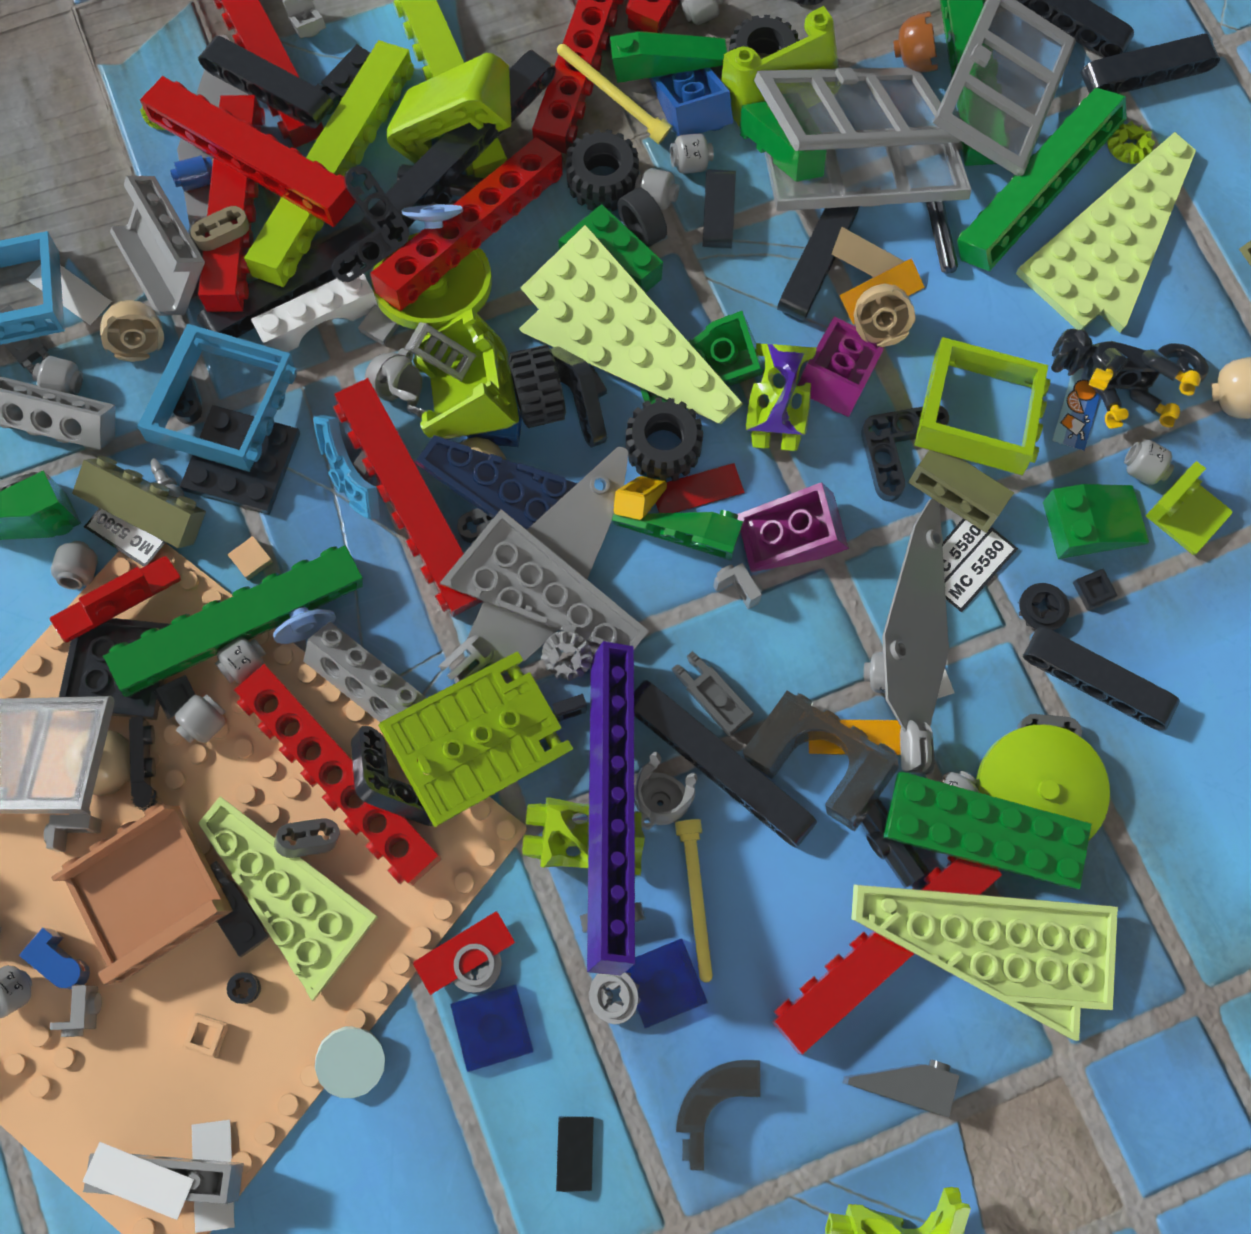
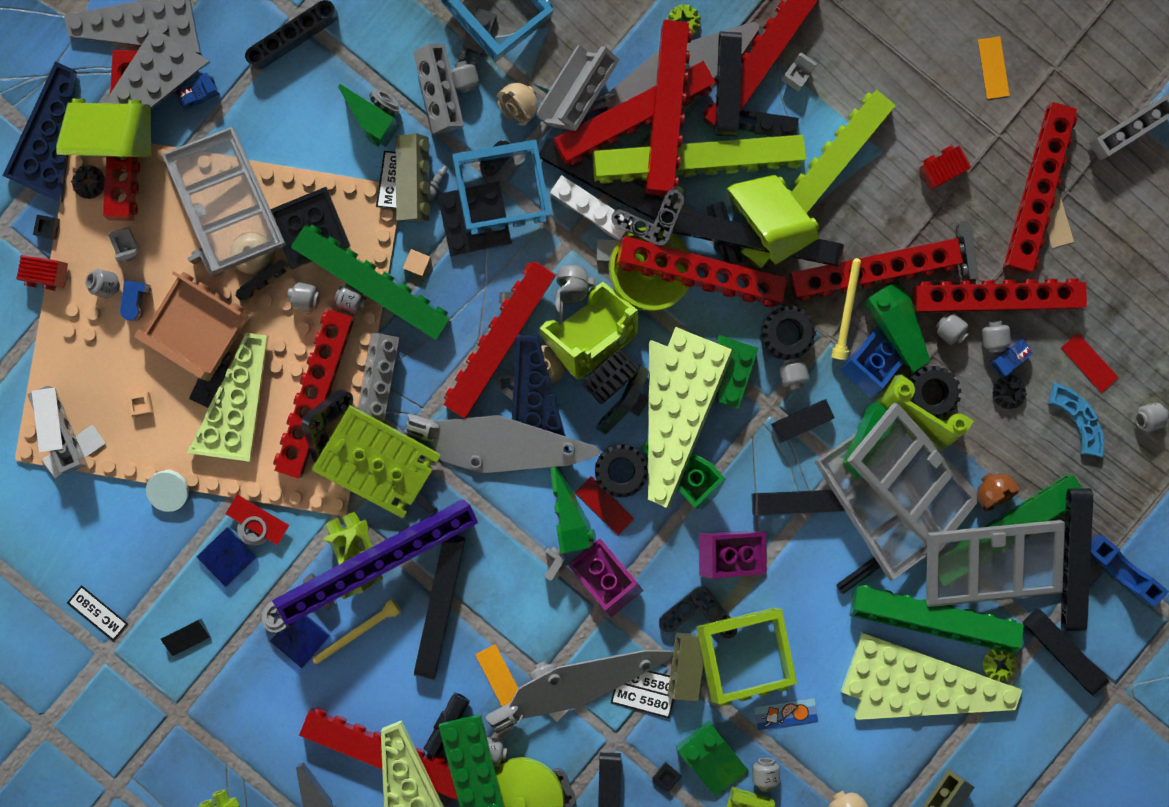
camera: 60 degrees right, 15 degrees up
(74, 565) = (355, 163): light grey head -> none
(76, 295) = (527, 51): white sticker -> none
(85, 1006) = (118, 331): light grey bracket -> none
(114, 598) = (346, 204): red bracket -> none
(174, 695) = (310, 273): black tile -> none
(192, 173) = (641, 75): blue brick -> none
(220, 228) = (602, 128): dark tan beam -> none
(233, 984) = (175, 416): black bush -> none
(302, 625) = (391, 320): light blue dish -> none
(306, 838) = (267, 401): dark grey beam -> none
(343, 474) = (497, 286): dark azure tile -> none
(418, 336) = (602, 289): light grey slope -> none
(432, 214) = (686, 250): light blue dish -> none
(528, 578) = (485, 442): light grey wing -> none
(568, 642) = (461, 482): light grey gear -> none
(638, 497) = (573, 475): yellow slope -> none
(642, 216) = (765, 377): black tyre -> none
(660, 787) = (400, 594): light grey hair -> none
(691, 153) = (832, 383): light grey head -> none
(711, 1087) = (256, 693): clear smoke arch -> none
(714, 695) = (478, 583): dark grey hinge -> none
(779, 414) = (710, 519): lime hips -> none
(797, 722) = (478, 694): clear smoke arch -> none
(863, 254) = (817, 537): tan sticker -> none
(884, 315) = (778, 564): tan cylinder -> none
(903, 276) = (800, 553): light orange sticker -> none
(1054, 599) = (646, 755): black gear -> none
(1122, 366) = (823, 732): black animal -> none

